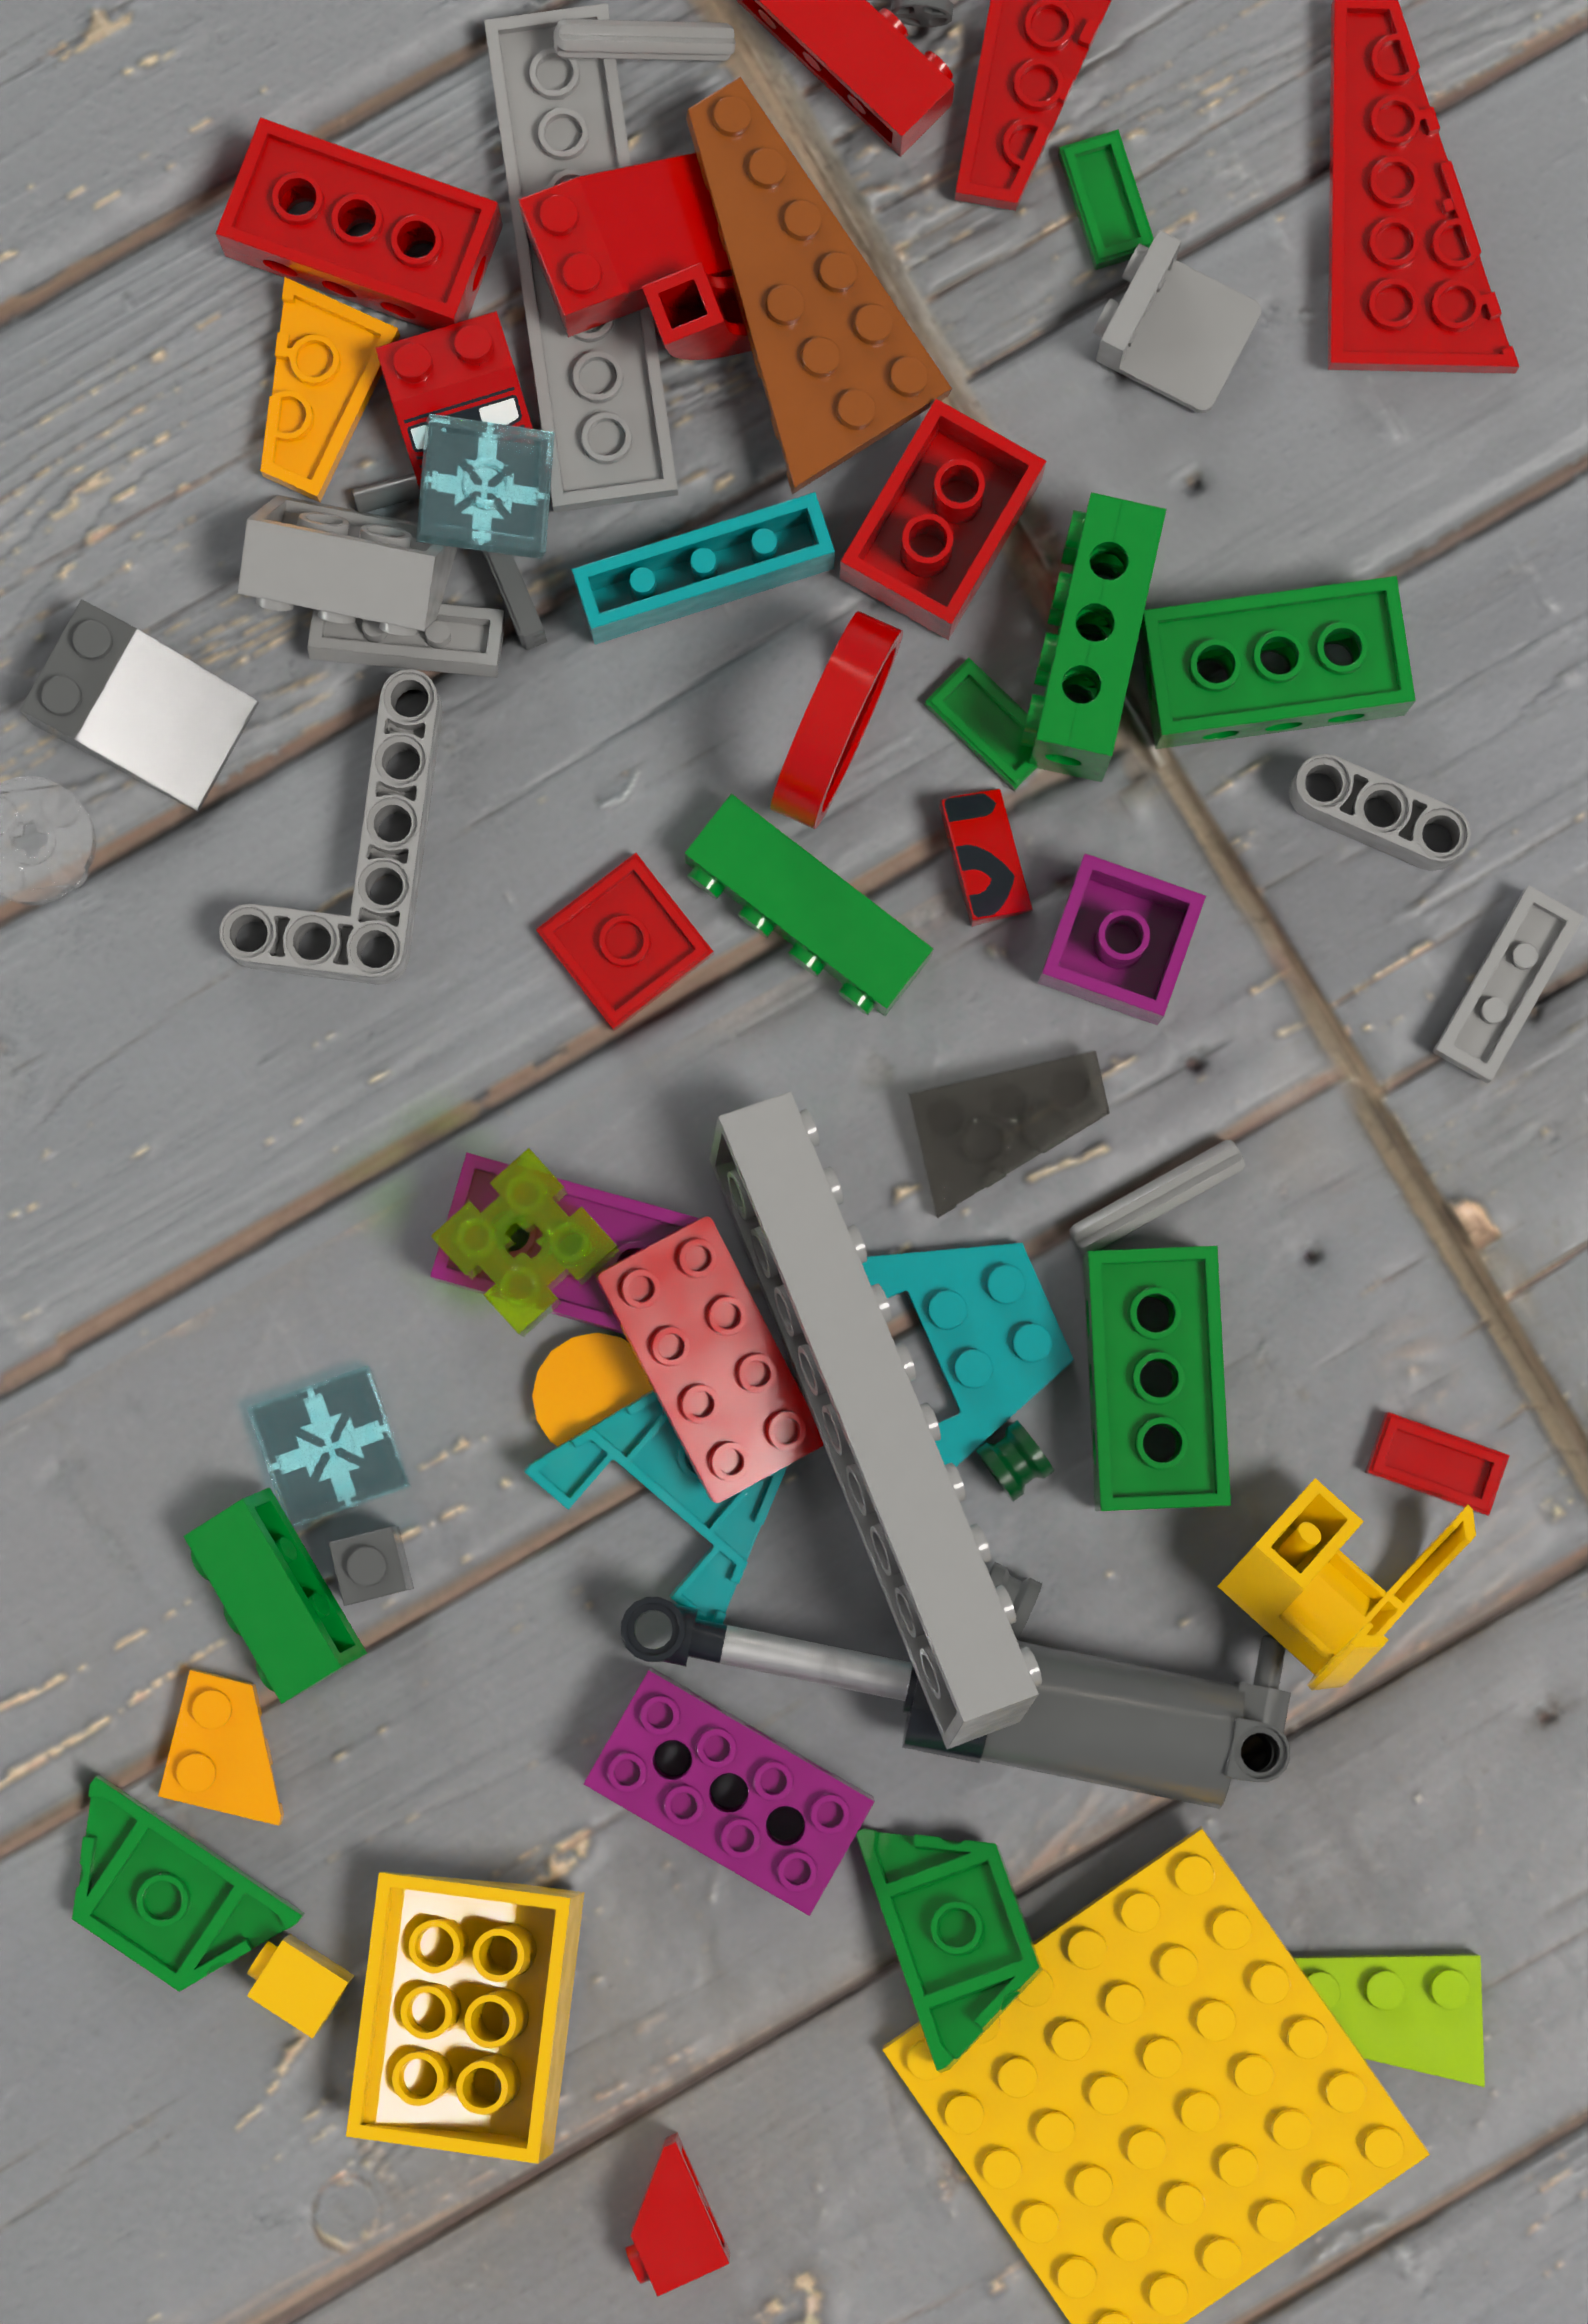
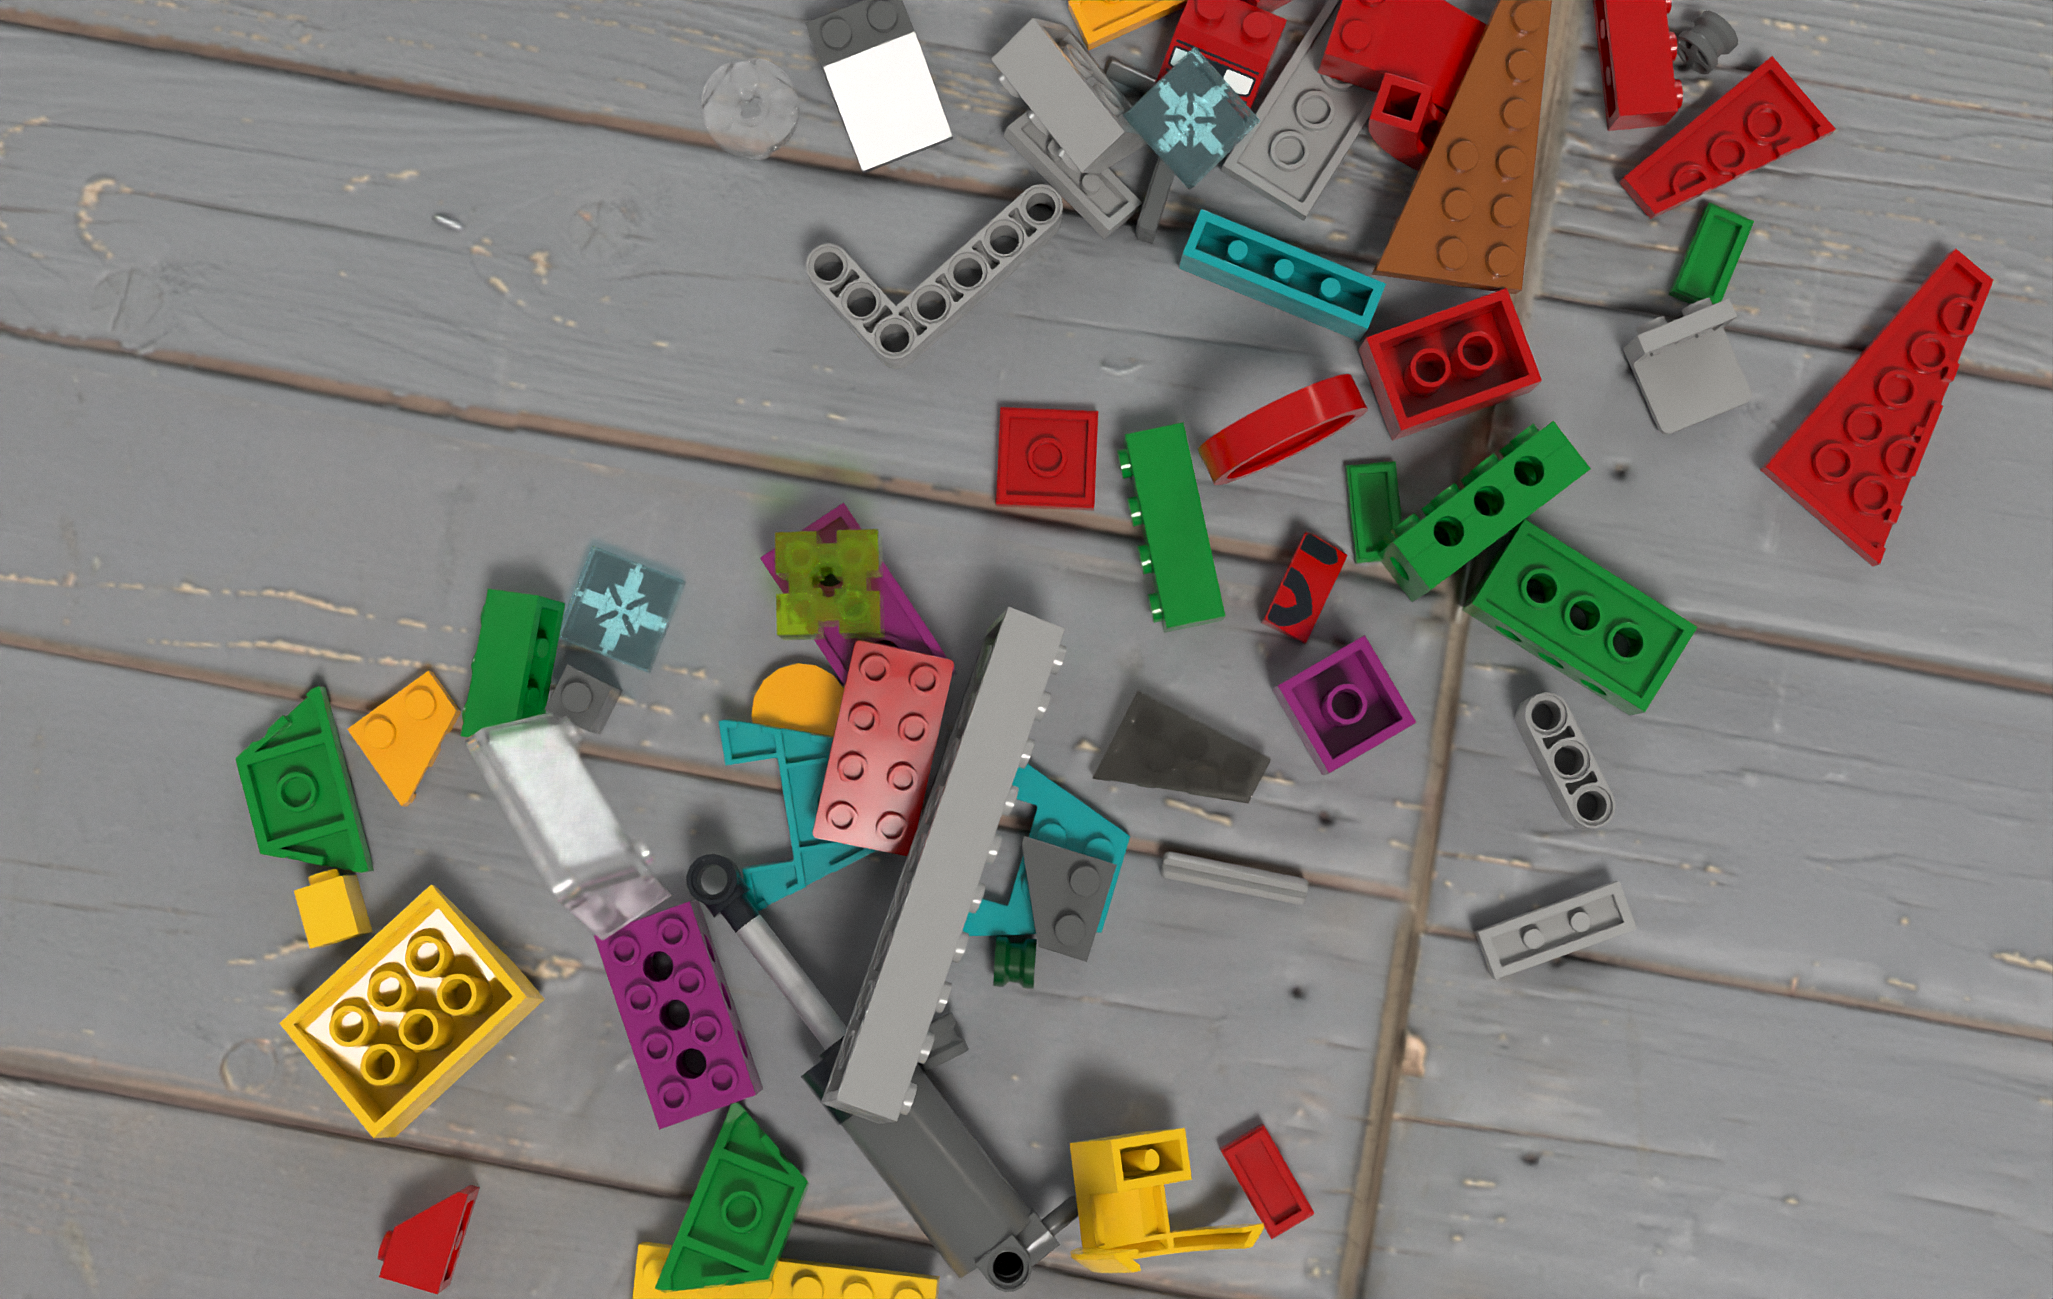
camera: 45 degrees right, 0 degrees up
(468, 1687) = (566, 822): none -> clear windscreen
(1010, 1353) = (1065, 896): none -> dark grey wing
(1191, 1351) = (1148, 1021): green brick -> none

